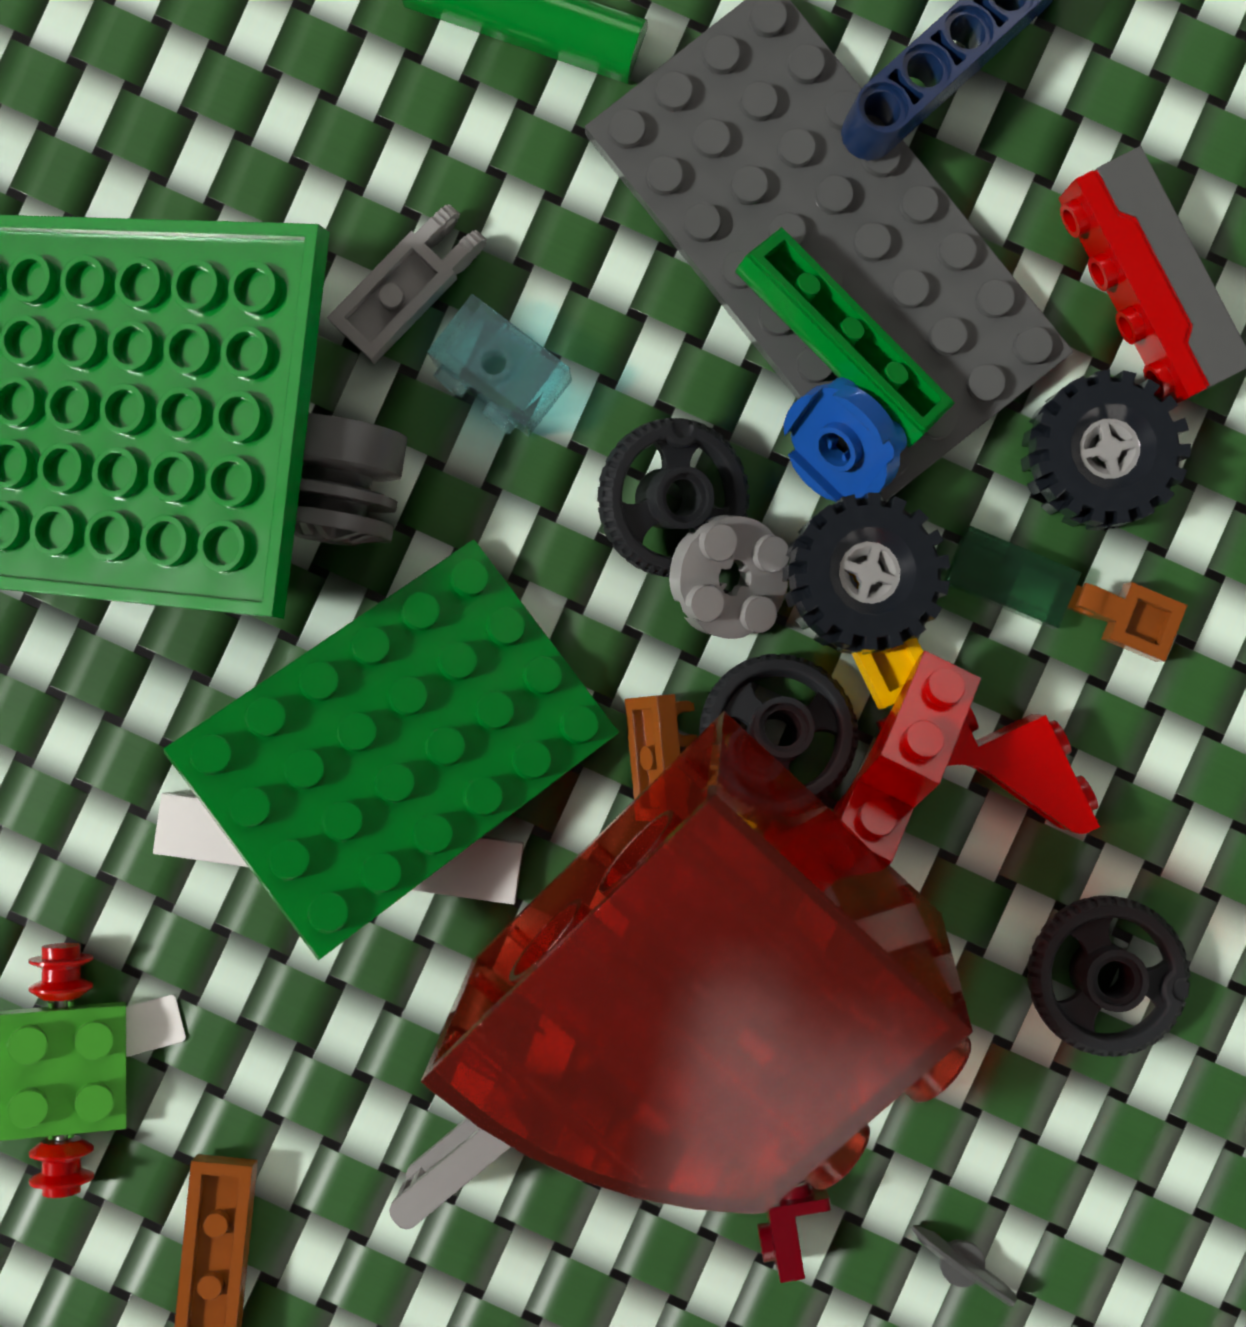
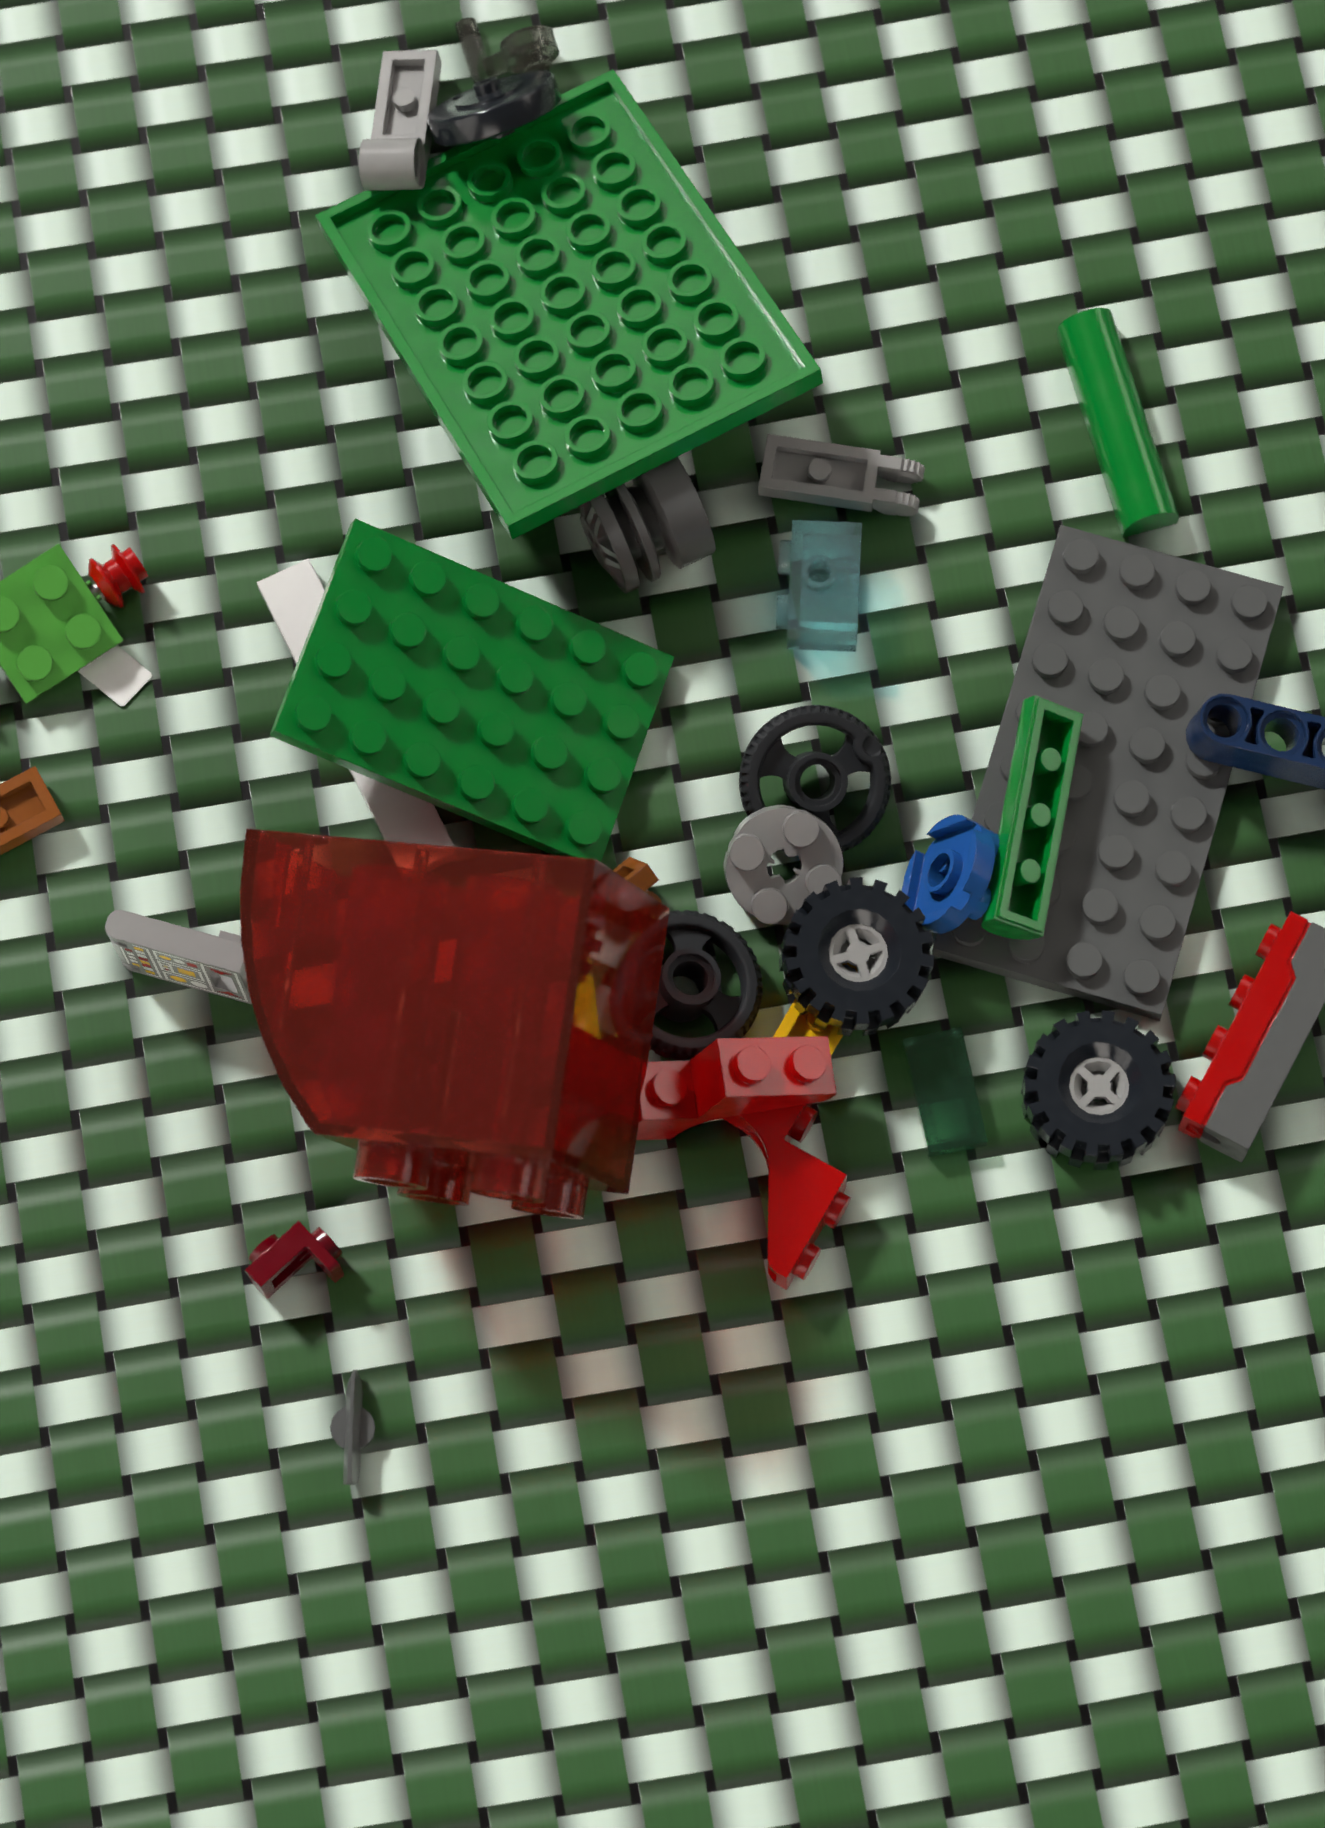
camera: 60 degrees right, 15 degrees down
(1075, 1017) = (703, 1336): black wheel -> none
(1136, 617) = (981, 1210): dark orange plate -> none

